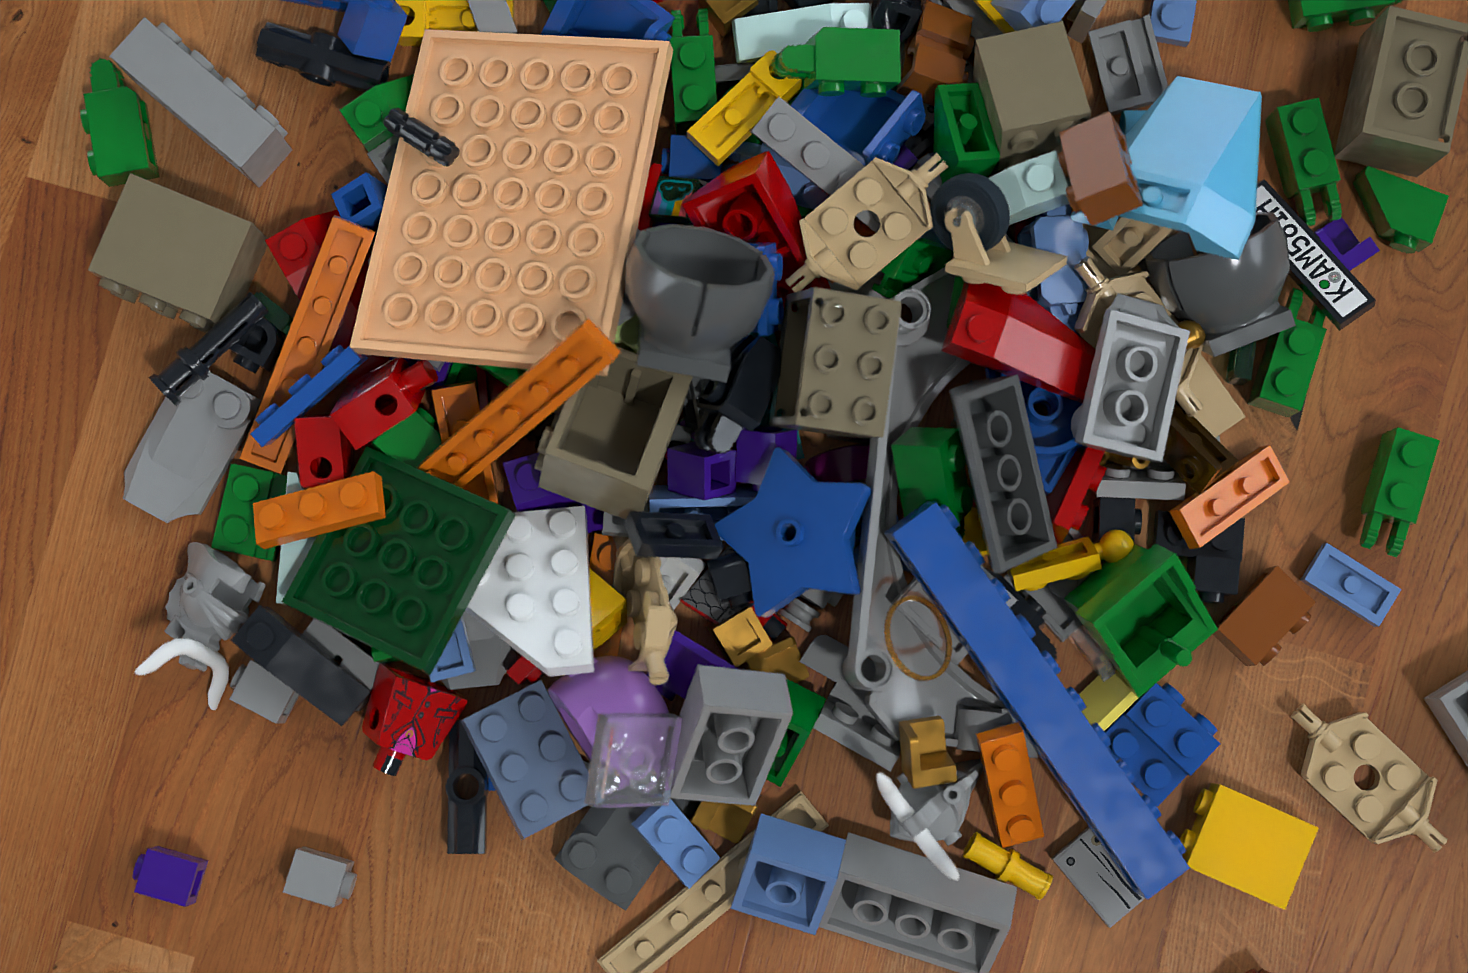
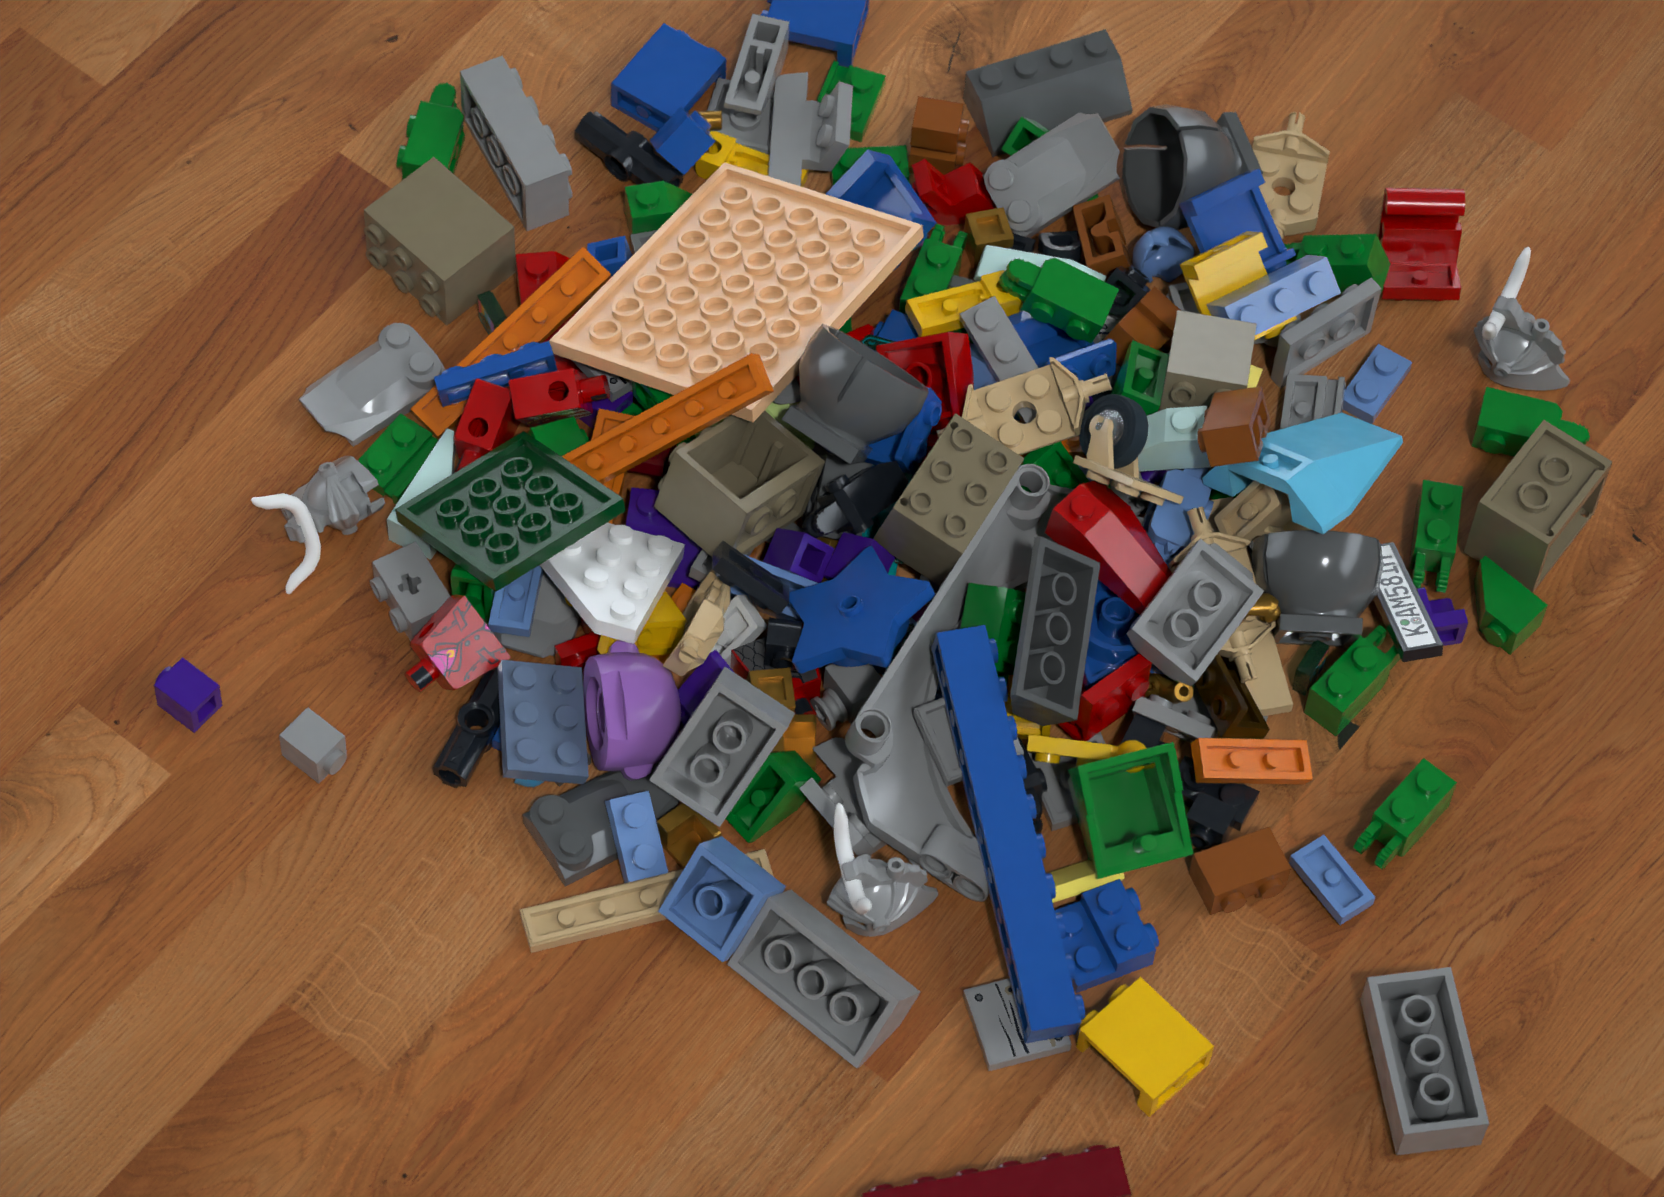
camera: 20 degrees right, 25 degrees down
(194, 362) = (413, 314): black pin -> none
(258, 347) = (465, 330): black plate -> none
(262, 693) = (342, 589): light grey brick -> none
(300, 664) = (385, 562): black slope -> none
(319, 510) = (460, 456): orange plate -> none
(421, 137) = (683, 223): black axle -> none
(633, 759) = (634, 725): clear plate -> none
(888, 641) = (933, 703): clear orange piece -> none
(925, 753) = (889, 833): pearl gold panel -> none
(1007, 866) = (922, 978): yellow pin -> none
(1010, 784) = (952, 903): orange plate -> none
(1093, 653) = (1075, 837): clear tile -> none
(1401, 790) = (1273, 1005): tan plate -> none

